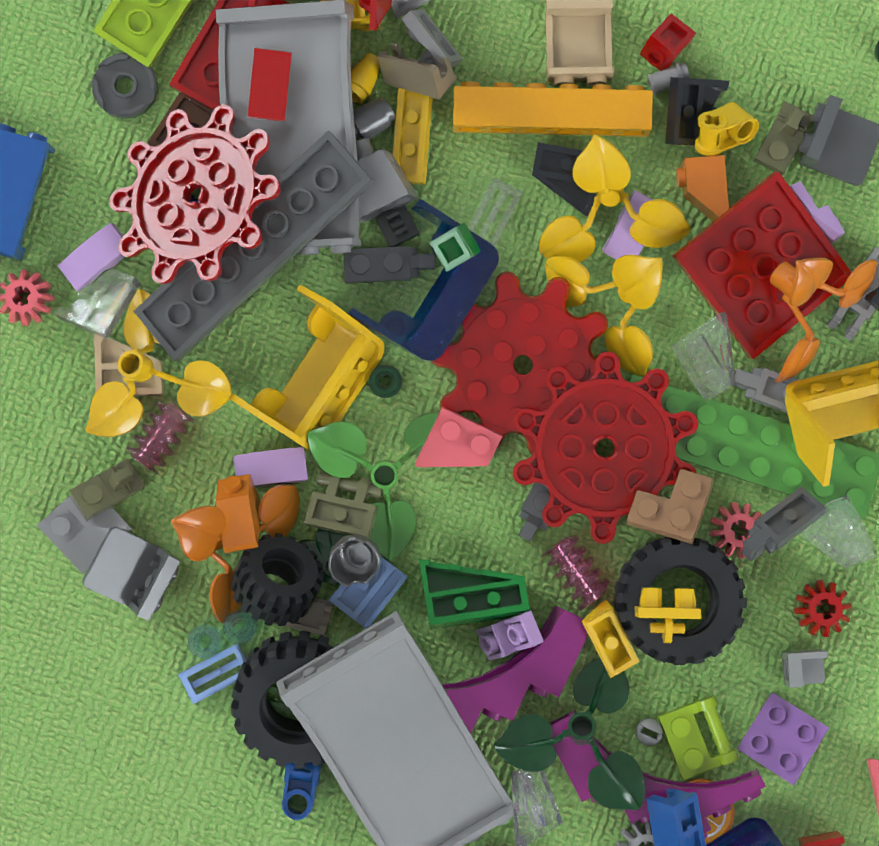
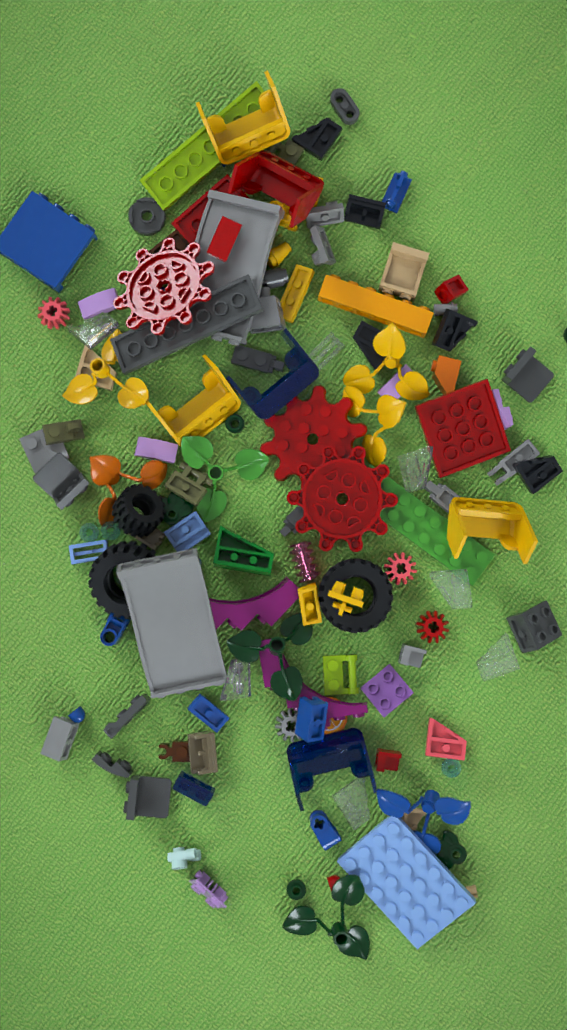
camera: 15 degrees right, 0 degrees up
(160, 435) = (101, 412): clear pink piece -> none
(240, 506) = (131, 464): orange slope -> none
(354, 560) = (184, 514): flat silver hair -> none
(397, 226) = (269, 341): pearl dark grey tile -> none
(414, 74) = (306, 261): dark tan hinge -> none
(455, 247) = (296, 361): green slope -> none
(457, 442) = (262, 469): coral wing -> none
(509, 635) = (255, 584): lavender slope -> none
(652, 725) = (317, 659): light grey hinge -> none
(675, 516) = (368, 548): medium nougat plate -> none
(725, 129) = (466, 347): yellow piece -> none
(782, 523) = (425, 572): dark grey hinge -> none
(783, 138) = (497, 363): olive hinge -> none
(799, 285) = (477, 443): orange plant -> none

